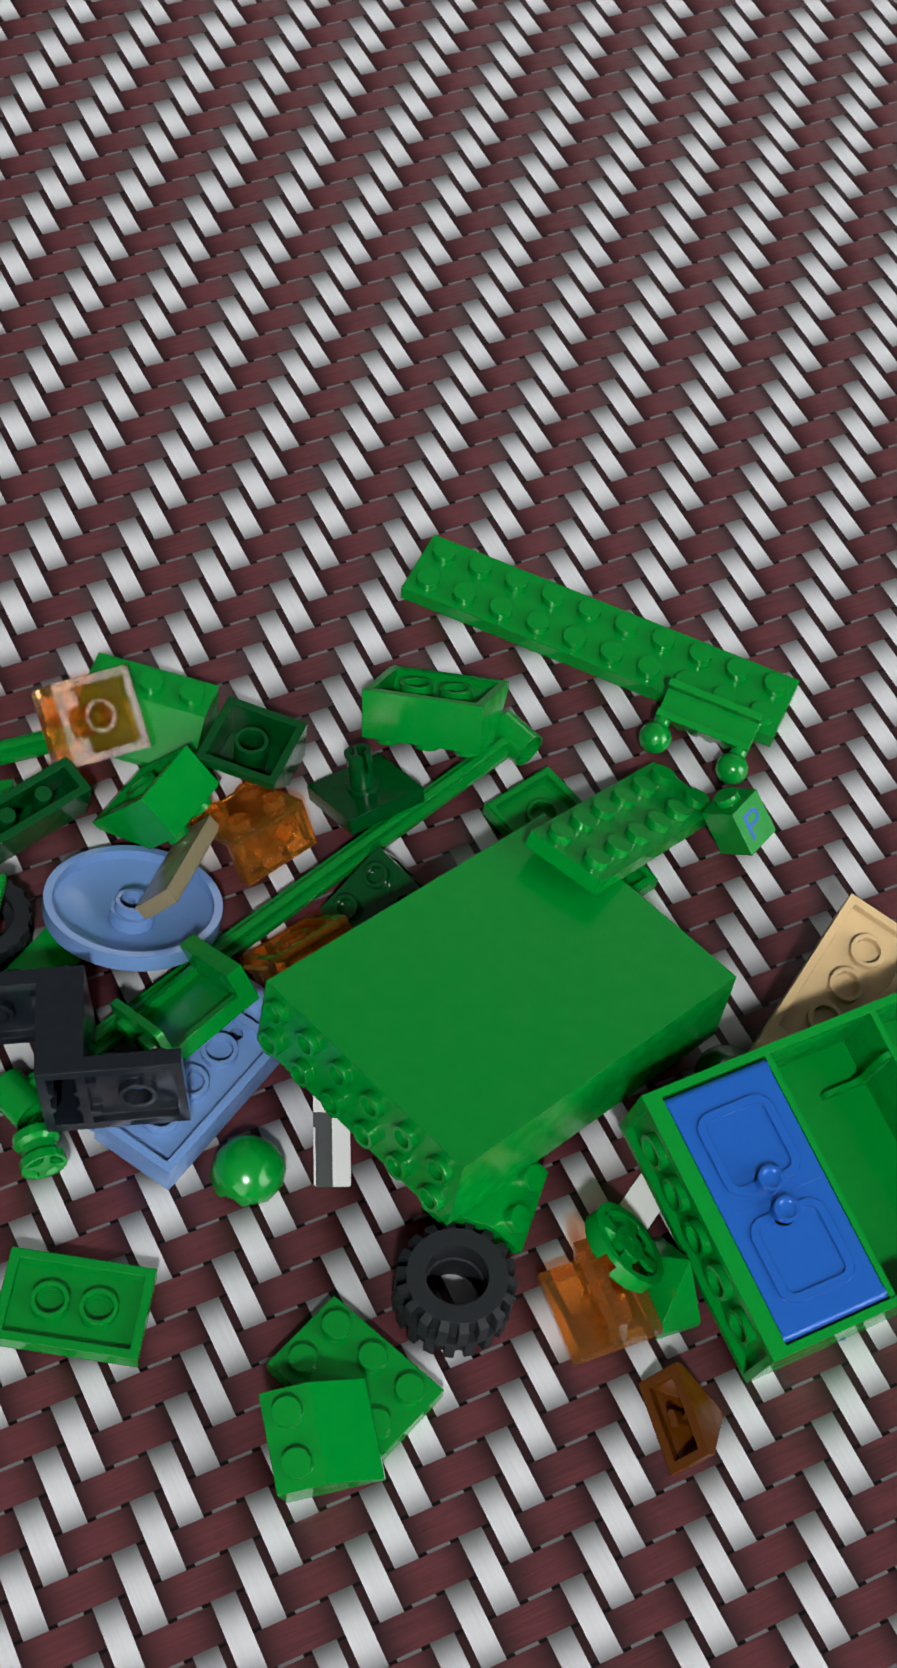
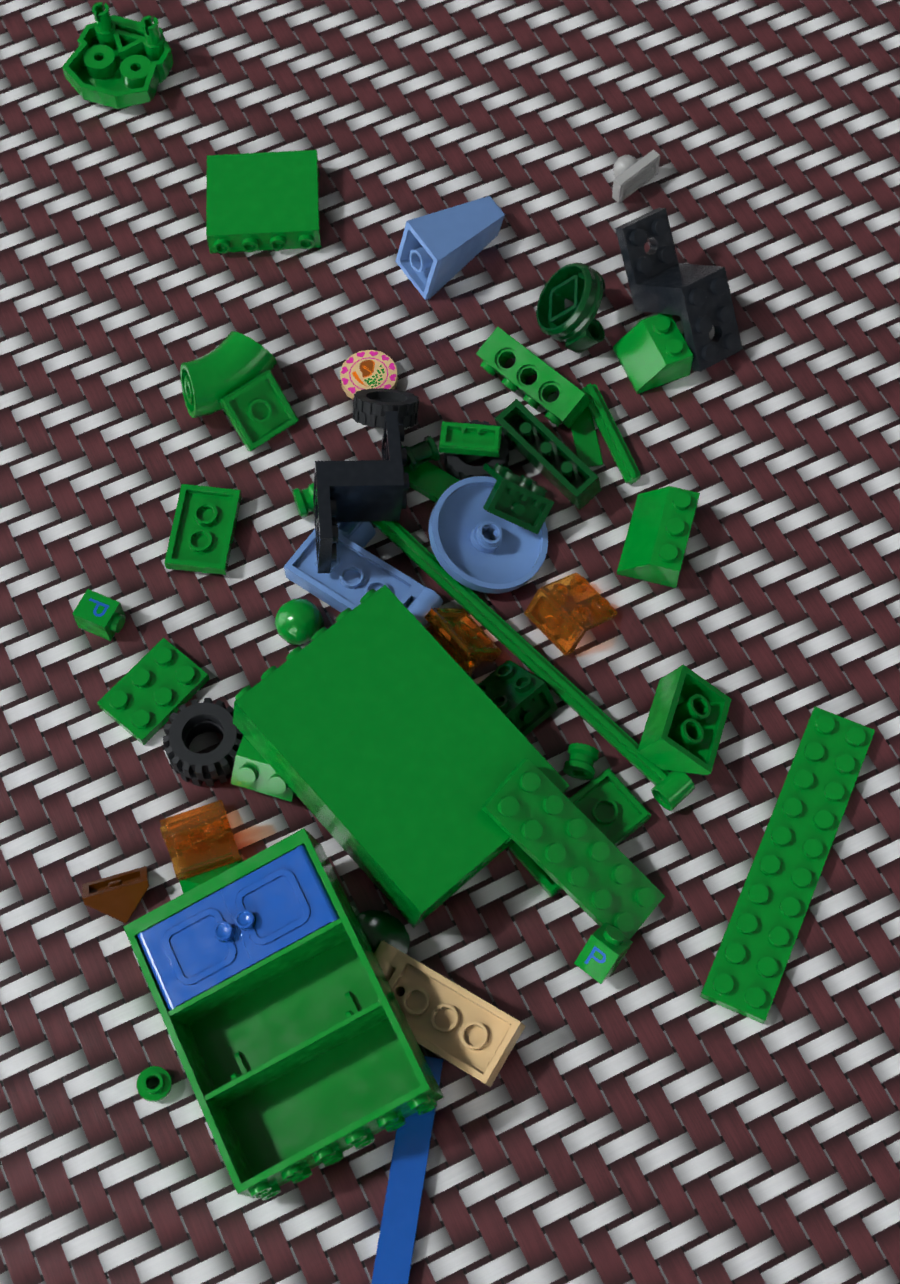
camera: 100 degrees right, 10 degrees up
(91, 717) = (638, 492): clear orange slope -> none
(93, 847) = (517, 499): none -> dark green bracket
(159, 800) = (579, 546): green slope -> none
(177, 868) = (516, 555): dark tan tile -> none
(191, 1004) = (397, 563): green panel -> none
(224, 1460) = (99, 615): none -> green brick
(254, 744) = (627, 599): dark green slope -> none
(321, 1438) = (103, 661): green slope -> none
(365, 790) = (605, 681): dark green tile -> none
(477, 829) = (581, 761): none -> green wheel
(614, 1232) = (222, 840): green piece -> none
(707, 717) = (705, 936): green gear -> none

